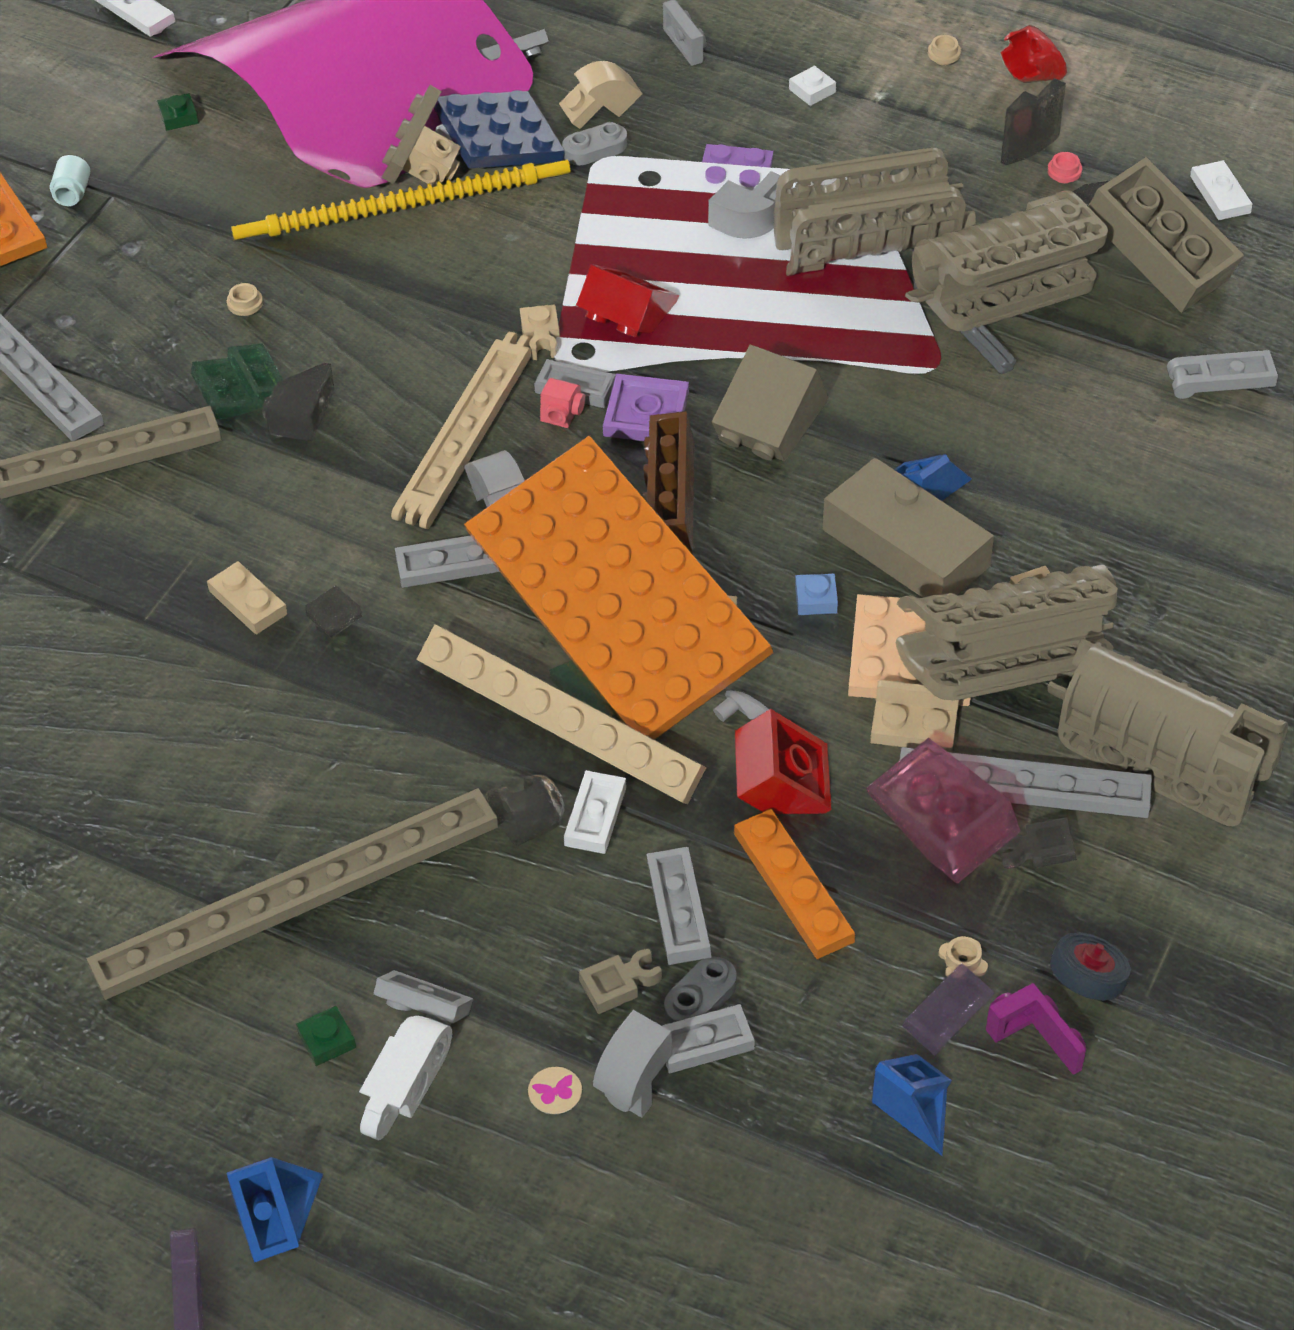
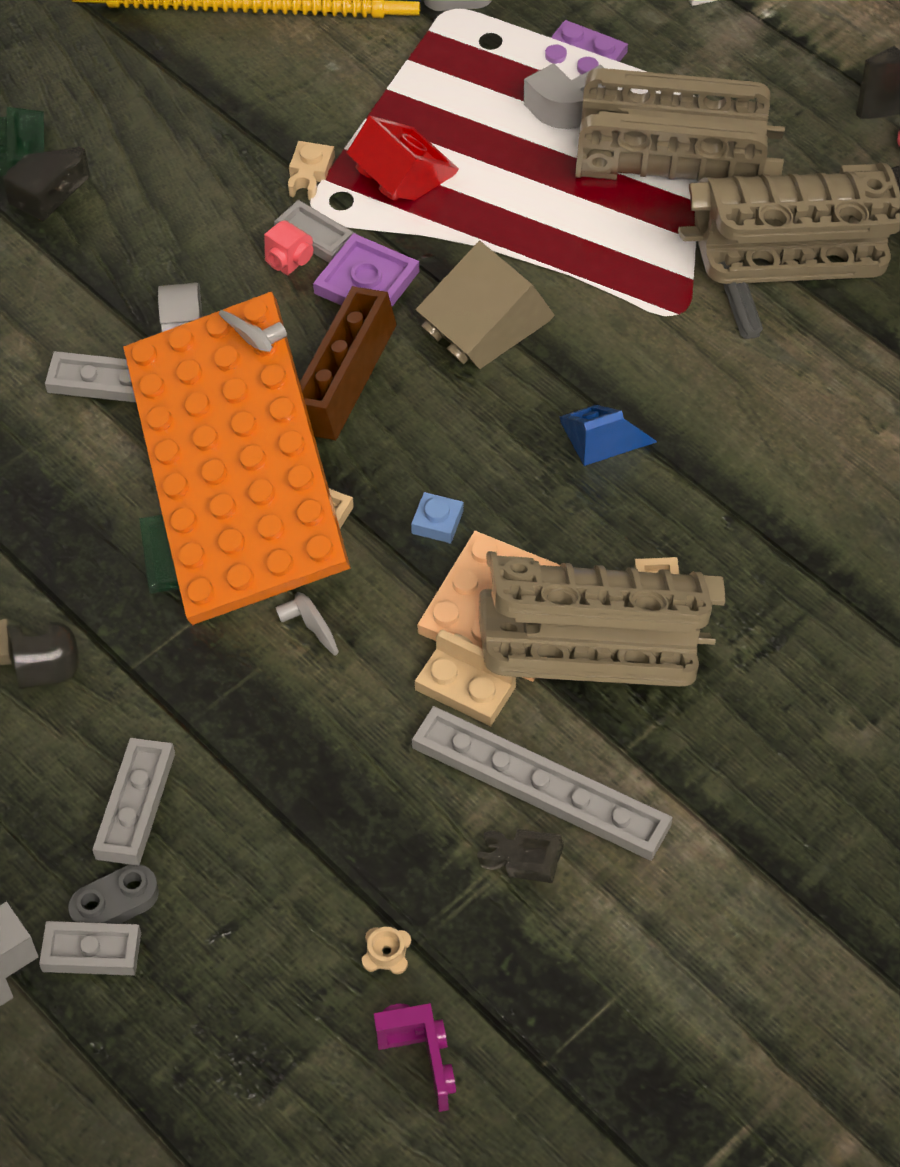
camera: 20 degrees right, 5 degrees up
(244, 299) = (49, 63): tan plate -> none
(463, 431) = (181, 251): tan hinge -> none
(562, 714) = (127, 569): tan plate -> none
(595, 475) = (253, 334): none -> light grey bar
(595, 812) = (106, 678): white plate -> none
(616, 983) = (34, 858): dark tan plate -> none
(781, 766) = (307, 690): red slope -> none
(794, 884) = (262, 815): orange plate -> none
(907, 531) = (555, 480): dark tan brick -> none
(913, 1096) = (265, 1077): blue slope -> none
(945, 809) = (438, 787): clear pink slope -> none
(948, 1009) = (341, 999): clear purple plate -> none
(1090, 966) = (504, 1003): black wheel -> none
(1167, 733) = (702, 777): dark tan piece -> none

